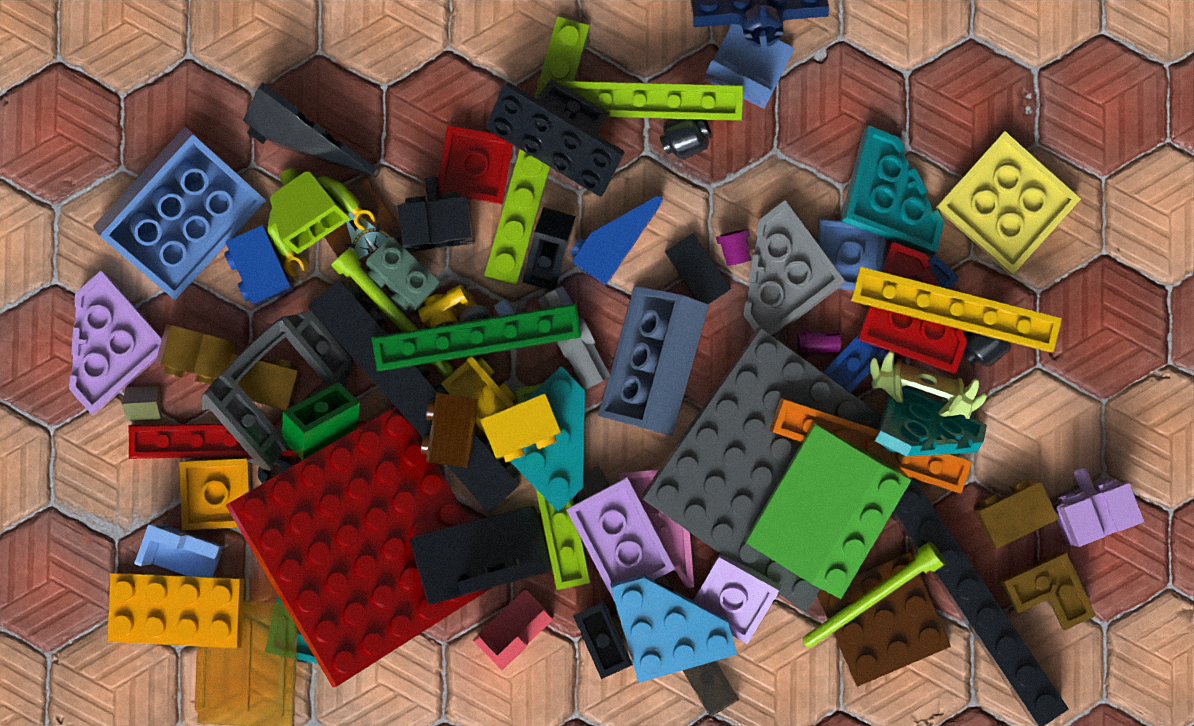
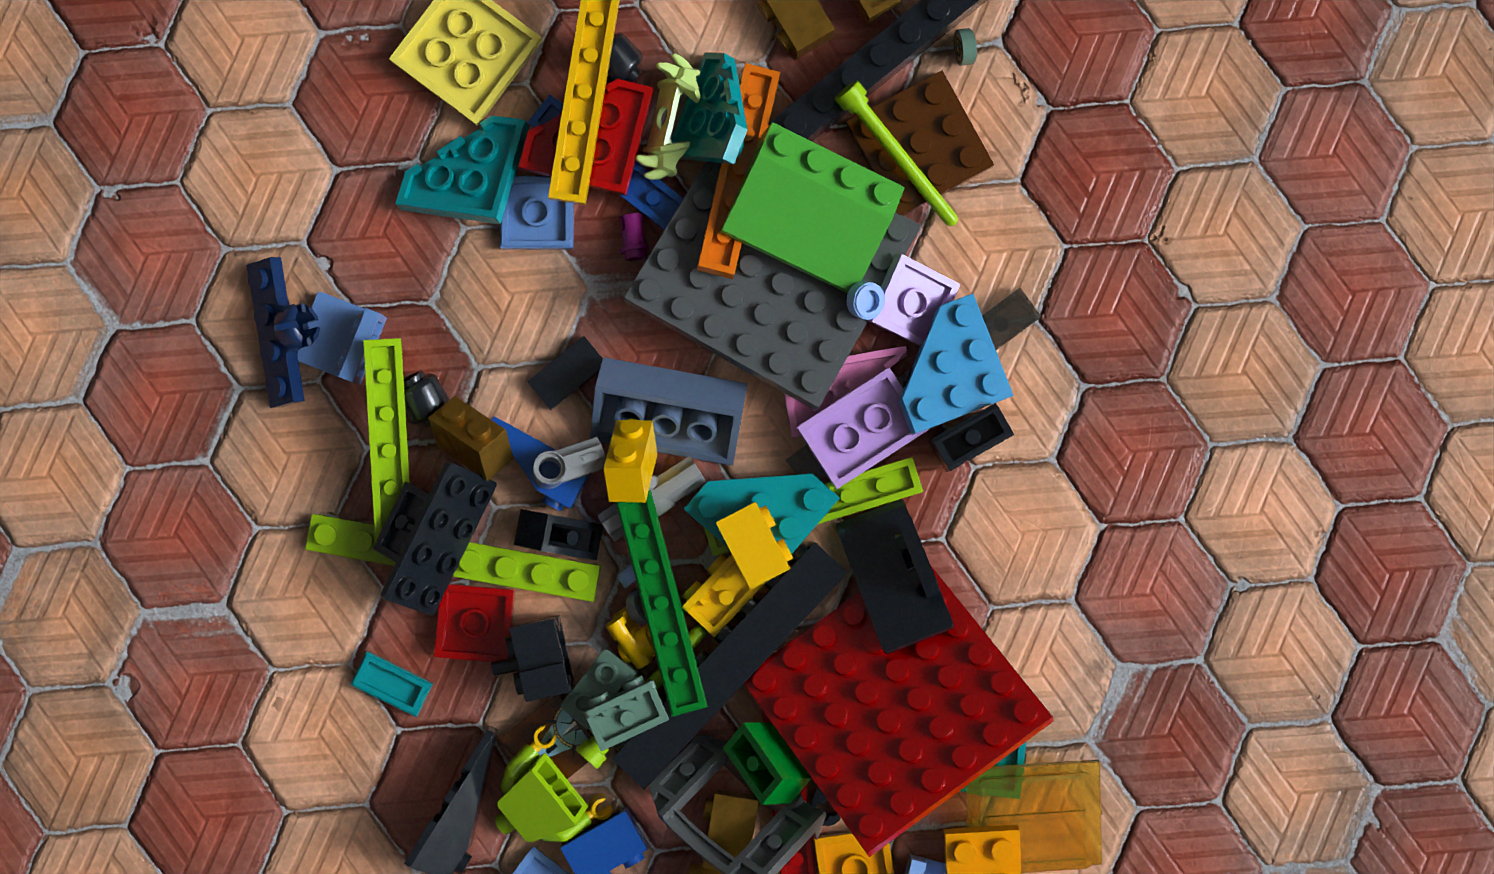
camera: 100 degrees left, 0 degrees up
(378, 294) = (625, 712): none -> sand green bracket
(427, 85) = (392, 683): none -> teal tile
(451, 430) = (764, 620): reddish brown brick -> none
(513, 629) = (970, 534): coral panel -> none
(609, 321) = (630, 461): none -> yellow brick
(614, 267) = (572, 462): none -> light grey piece
(644, 176) = (471, 438): none -> pearl gold brick
(735, 246) = (538, 335): magenta piece -> none
(738, 552) = (865, 300): none -> light blue tile
(787, 272) = (560, 277): light grey plate -> none
(970, 670) = (965, 46): none -> sand green tile

